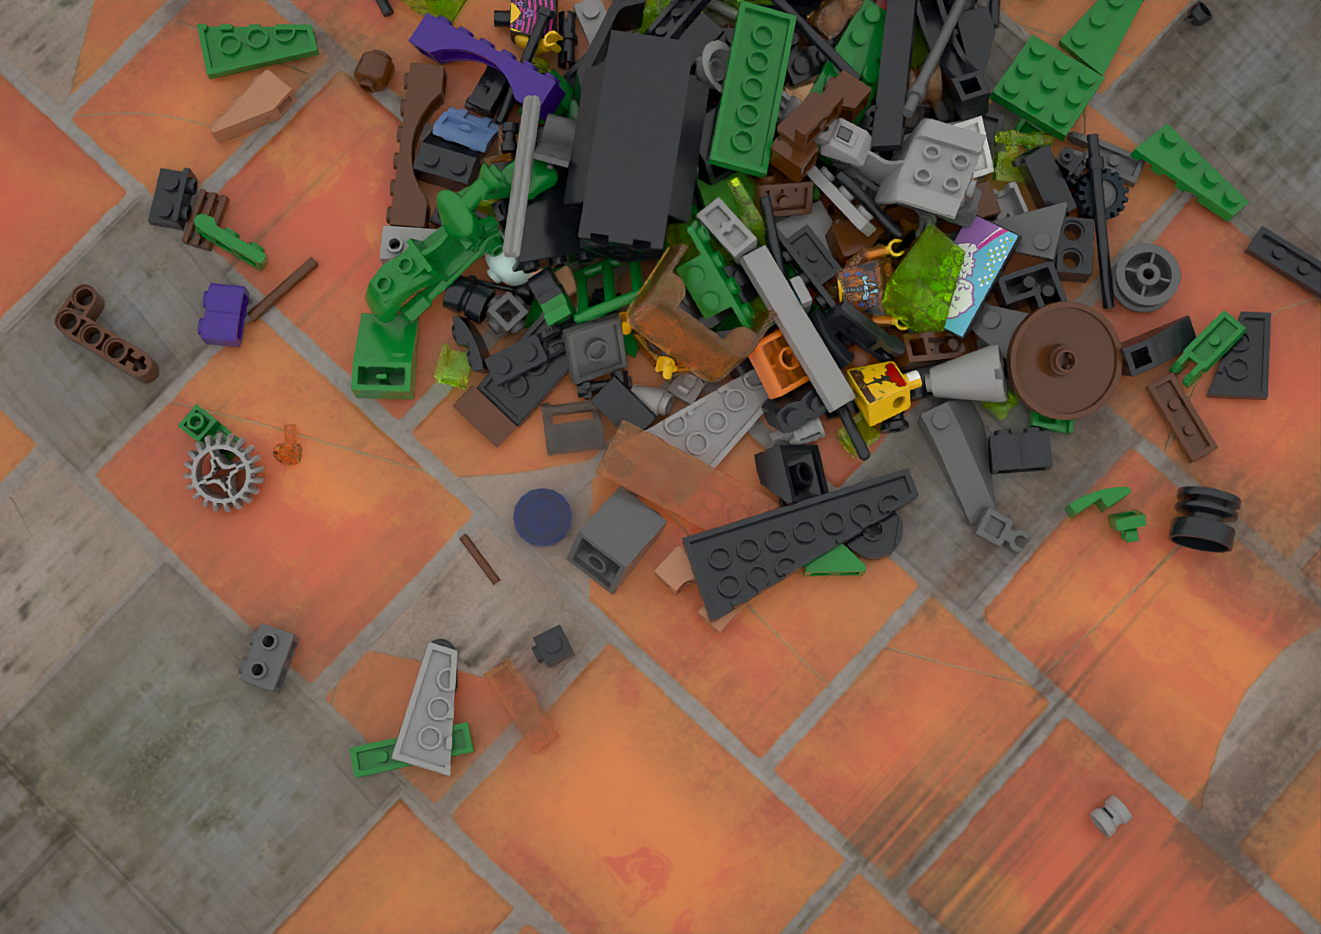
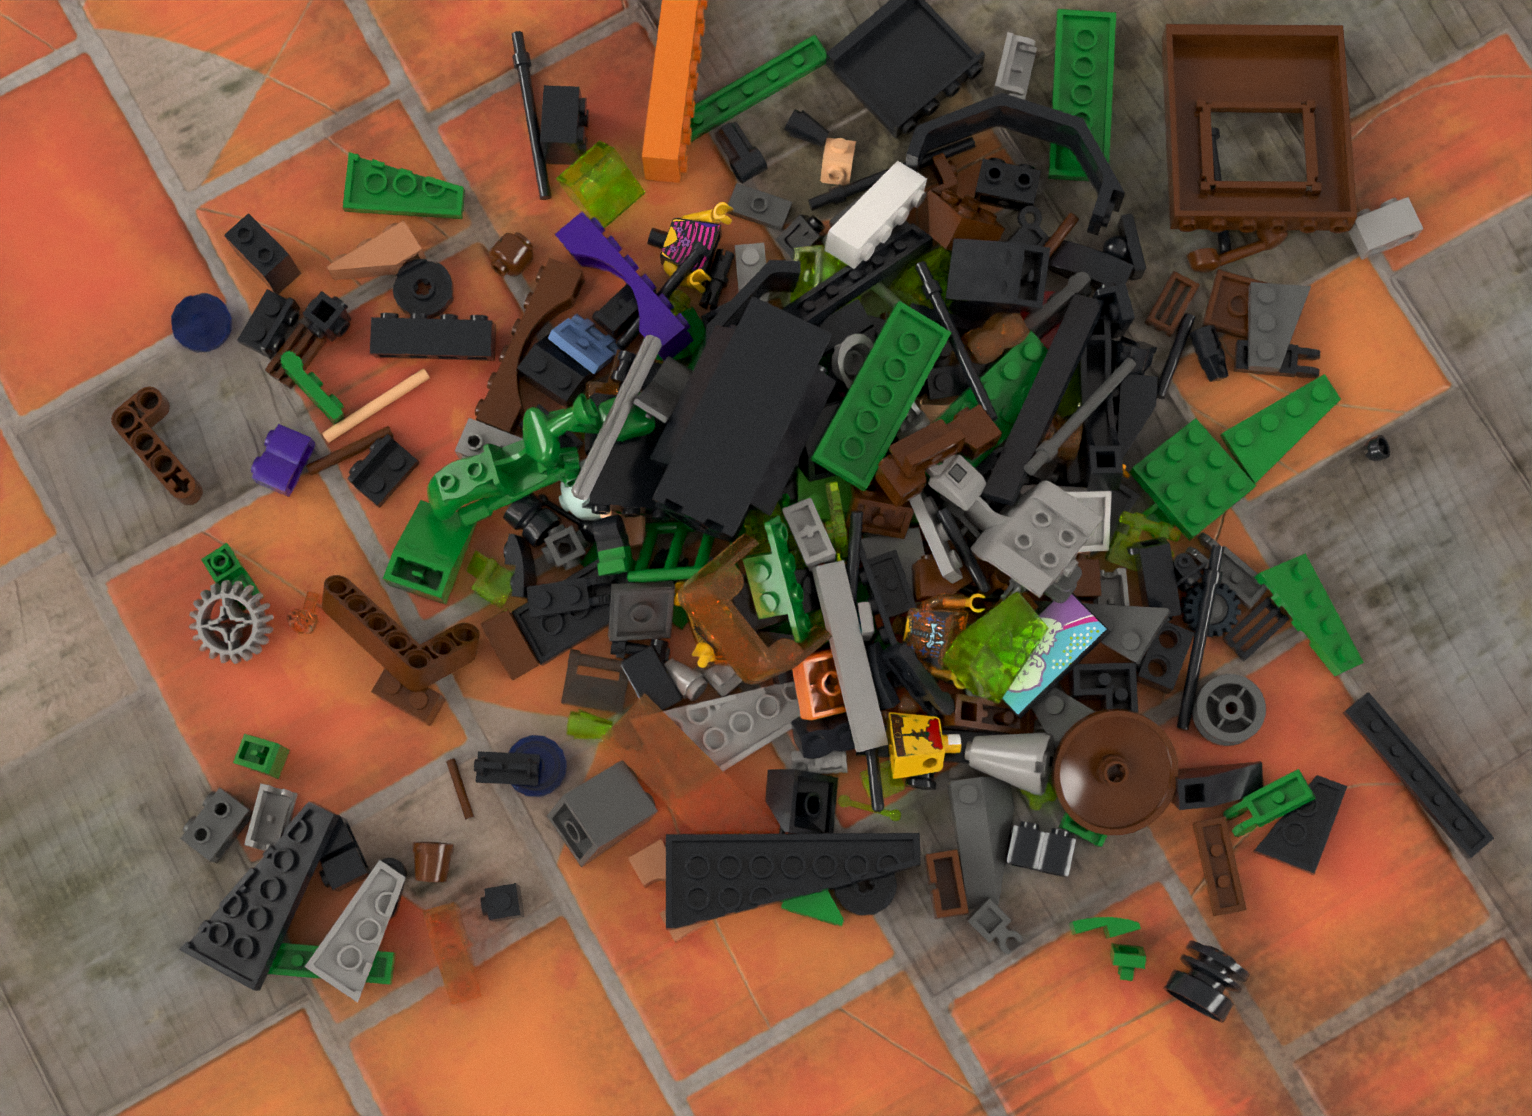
camera: 15 degrees right, 0 degrees up
(109, 216) = (201, 322): none -> clear blue tile
(147, 136) = (262, 254): none -> black piece
(224, 175) = (327, 317): none -> black brick
(289, 584) = (261, 755): none -> green slope
(293, 242) = (376, 405): none -> light nougat bar
(306, 141) = (429, 273): none -> black plate
(316, 638) = (270, 816): none -> light grey hinge
(318, 297) = (382, 470): none -> black bracket
(327, 165) = (433, 338): none -> black brick
(333, 720) = (259, 909): none -> black wing
(375, 446) = (403, 657): none -> reddish brown beam
(388, 649) = (342, 859): none -> black piece
(415, 491) = (419, 704): none -> reddish brown piece
(431, 355) = (477, 564): none -> clear neon green piece
(476, 629) = (432, 861): none -> reddish brown piece
(518, 526) = (507, 768): none -> black hinge
(577, 467) = (586, 725): none -> clear neon green cone
(830, 463) = (844, 801): none -> clear neon green hinge
(951, 512) = (945, 873): none -> reddish brown piece
(1156, 182) = (1273, 612): none -> black tile

